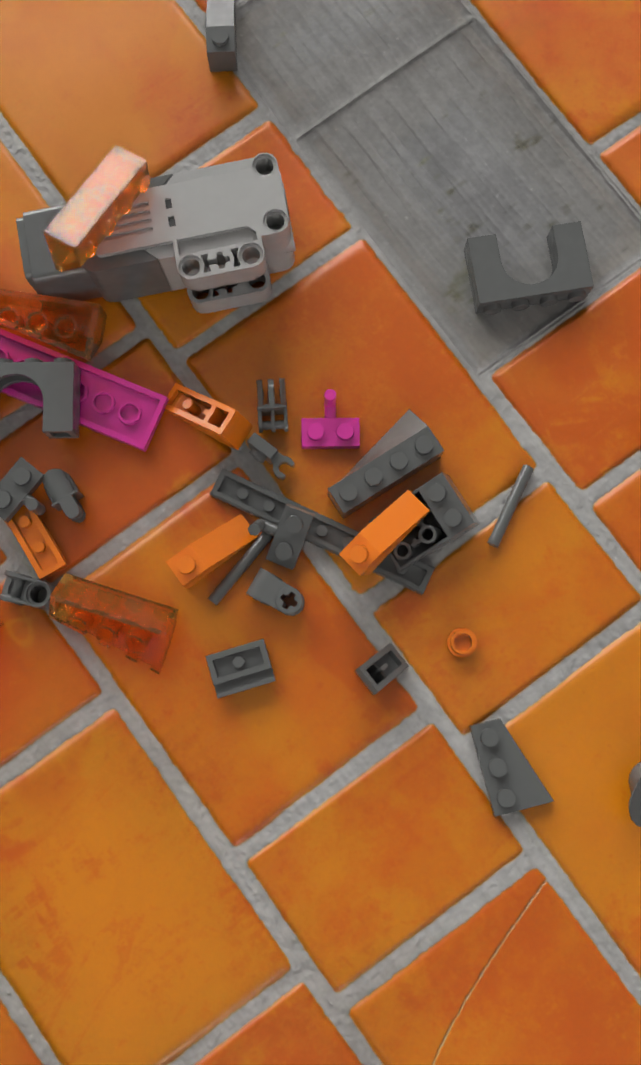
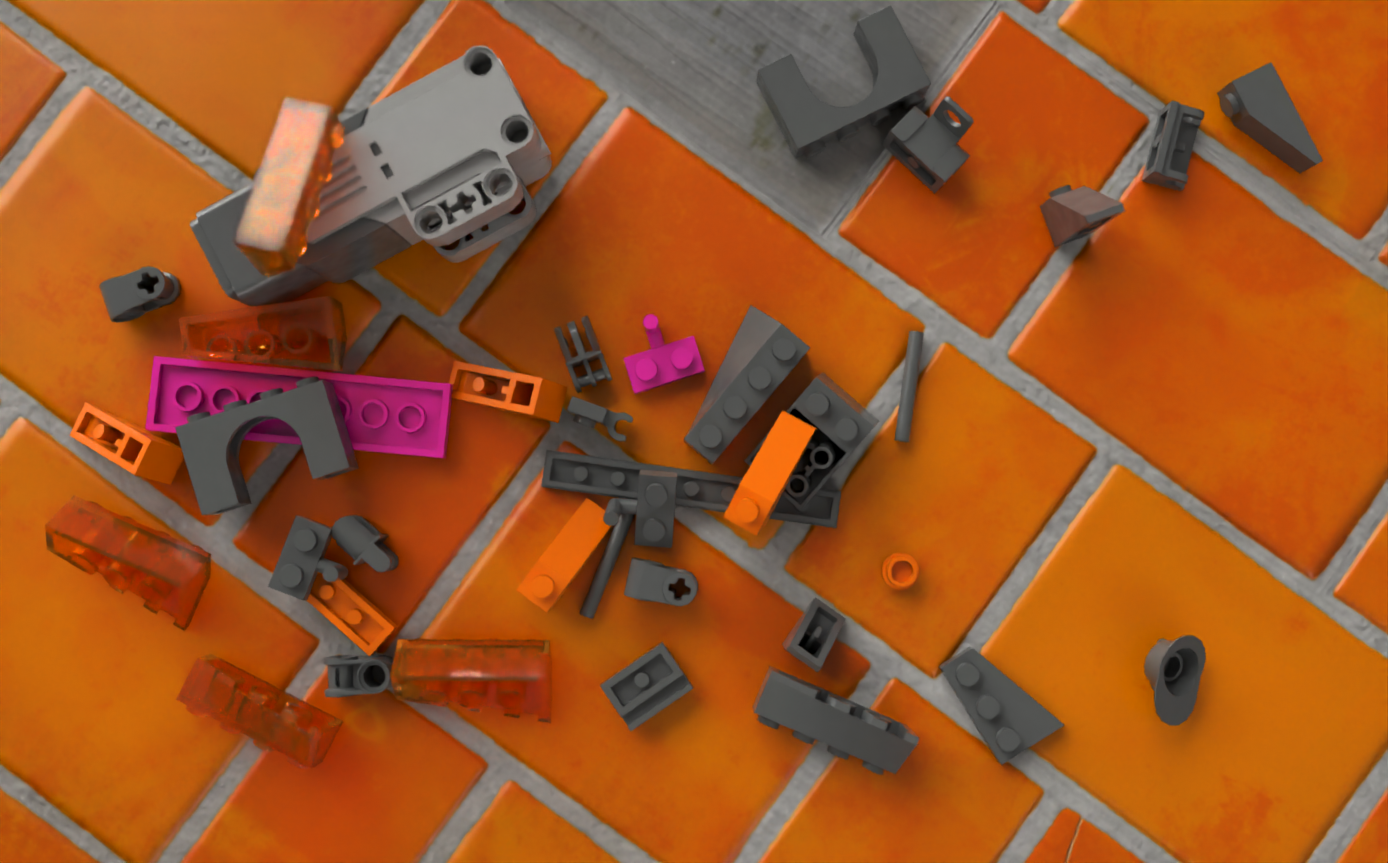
camera: 20 degrees left, 5 degrees up
(375, 740) = (833, 721): none -> dark grey wedge
(580, 330) = (930, 143): none -> dark grey piece

